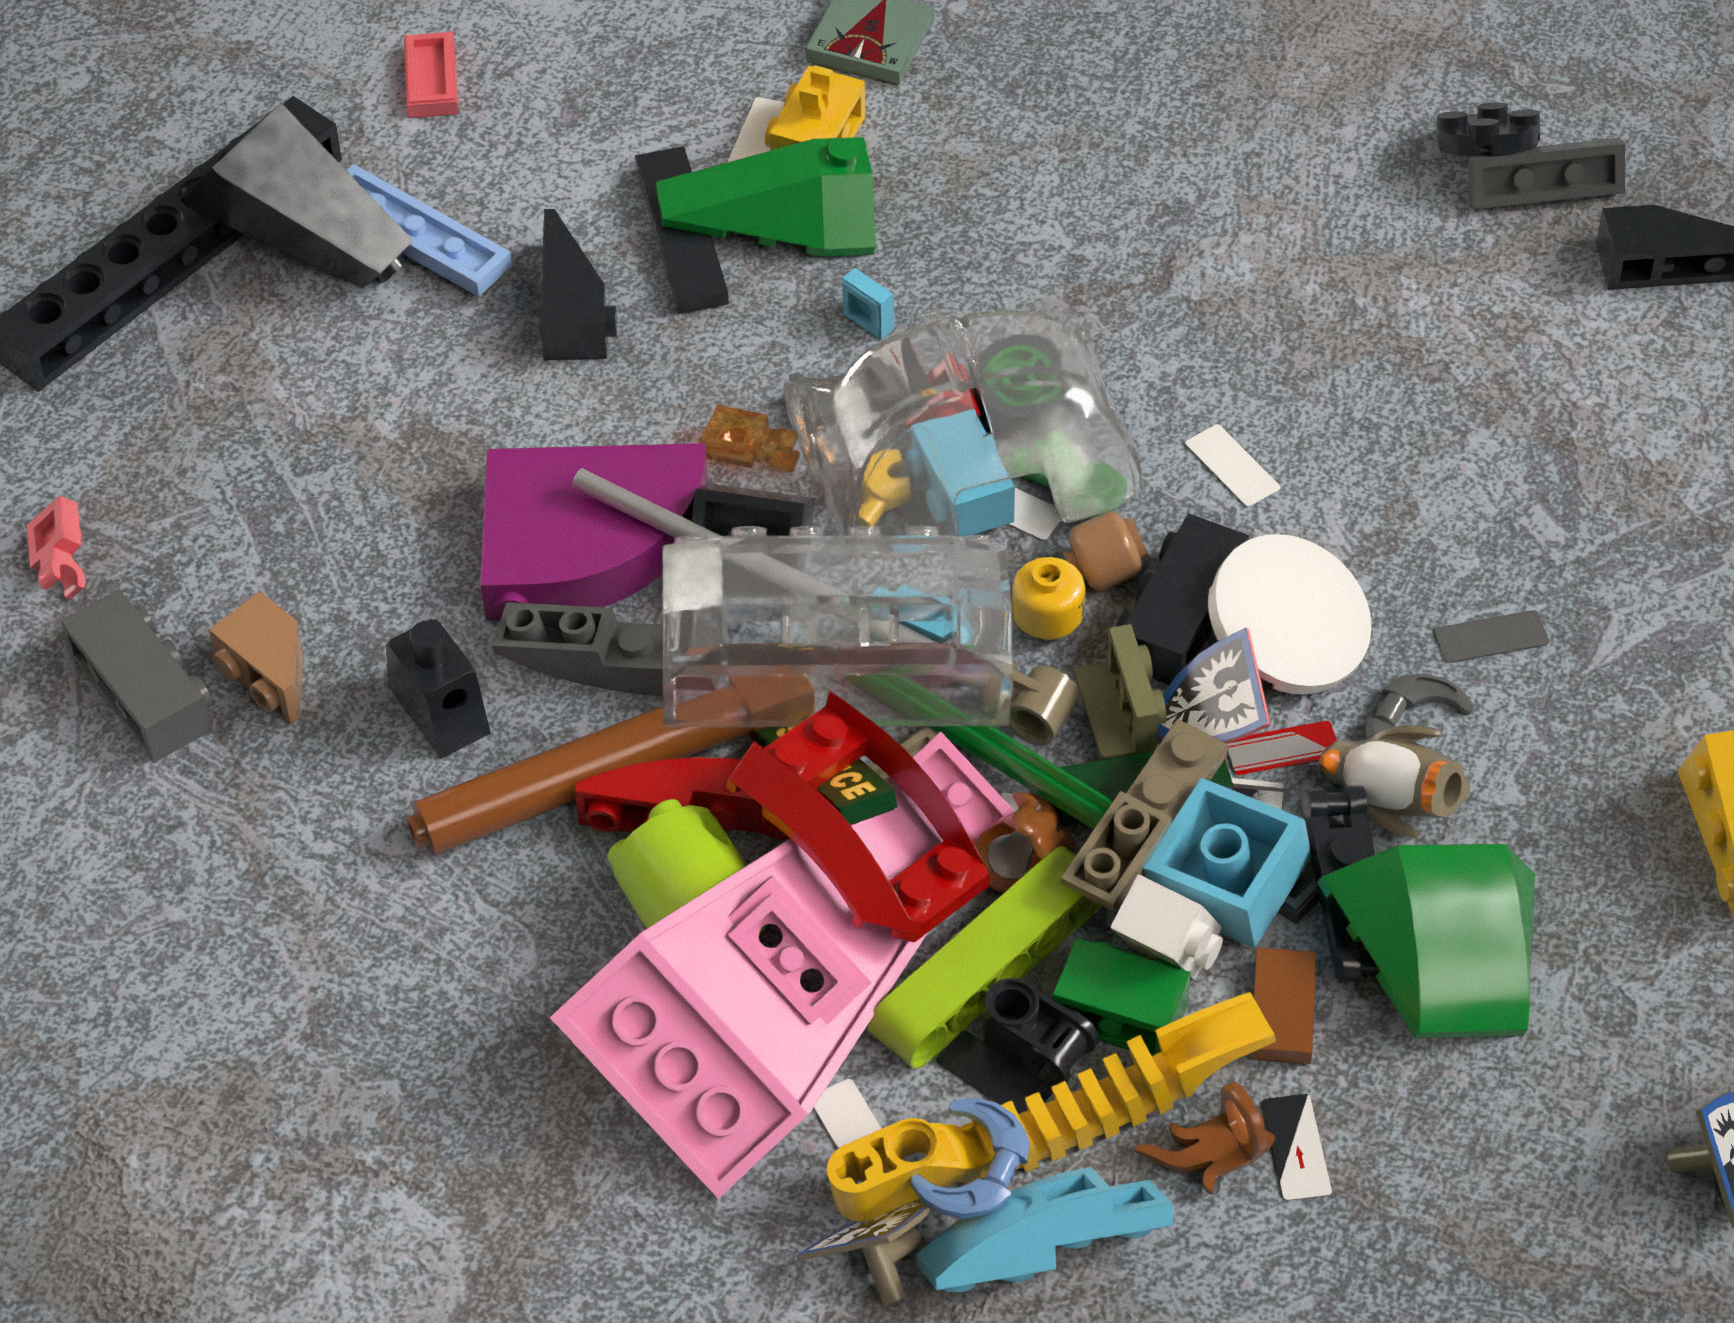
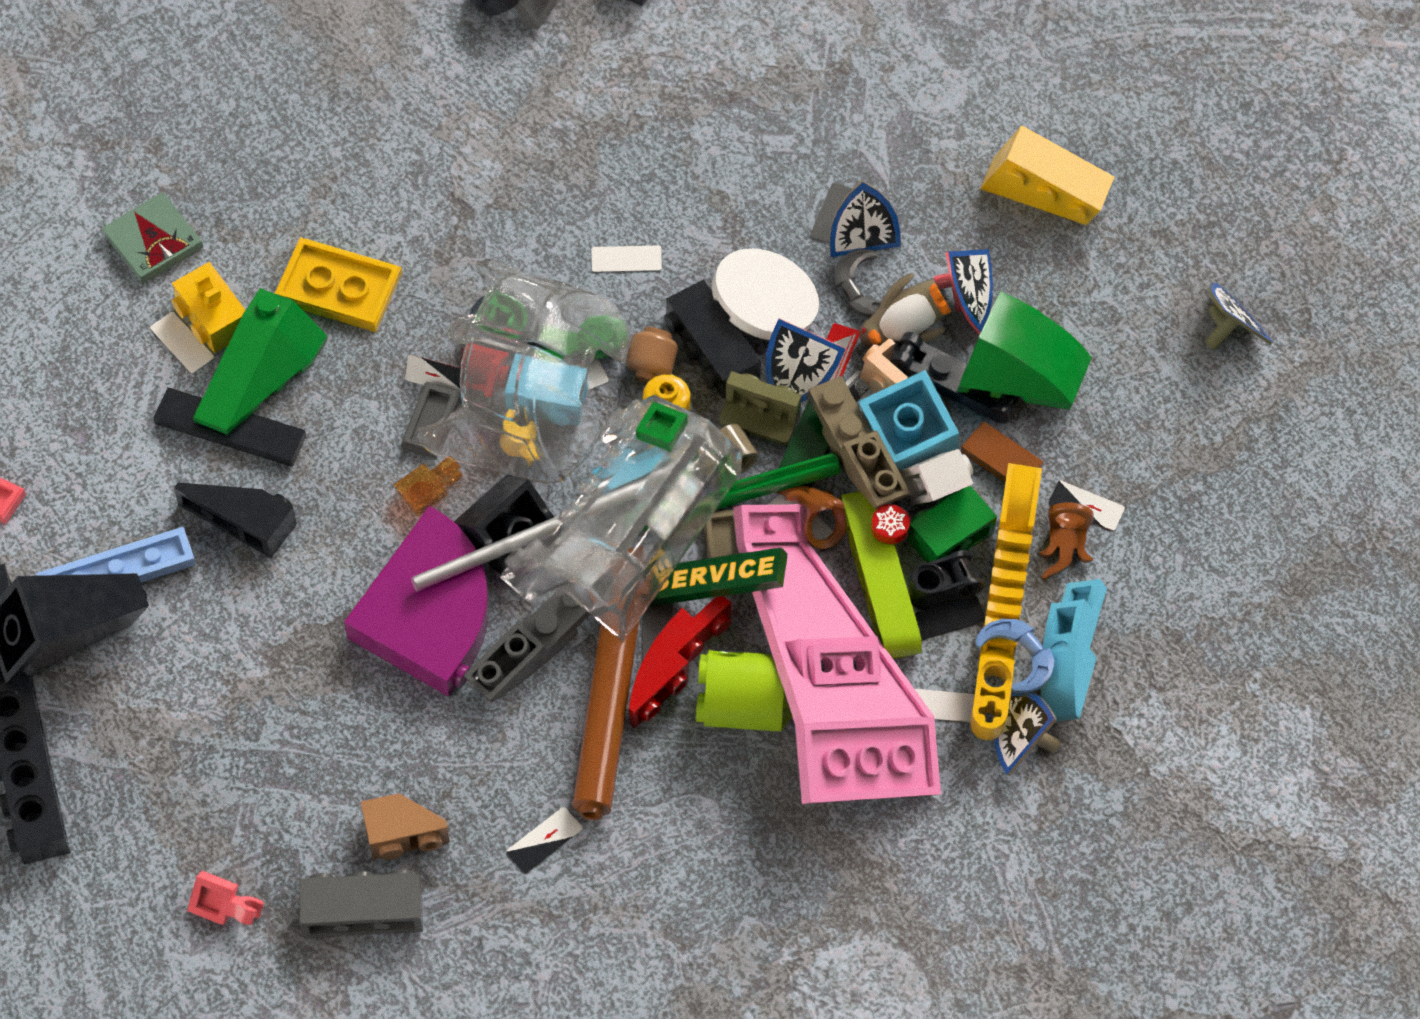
camera: 60 degrees left, 10 degrees up
(357, 815) = (544, 839): none -> sticker
(425, 669) = (497, 745): black torso -> none
(786, 784) = (730, 599): red wedge -> none
(868, 303) = (375, 363): medium azure tile -> none
(929, 544) = (661, 426): none -> green plate
(952, 221) = (339, 284): none -> yellow tile
(1054, 913) = (890, 524): none -> red tile
(1292, 780) = (877, 368): none -> light nougat bracket
(1487, 656) = (864, 222): none -> shield
(1511, 809) = (971, 284): none -> shield

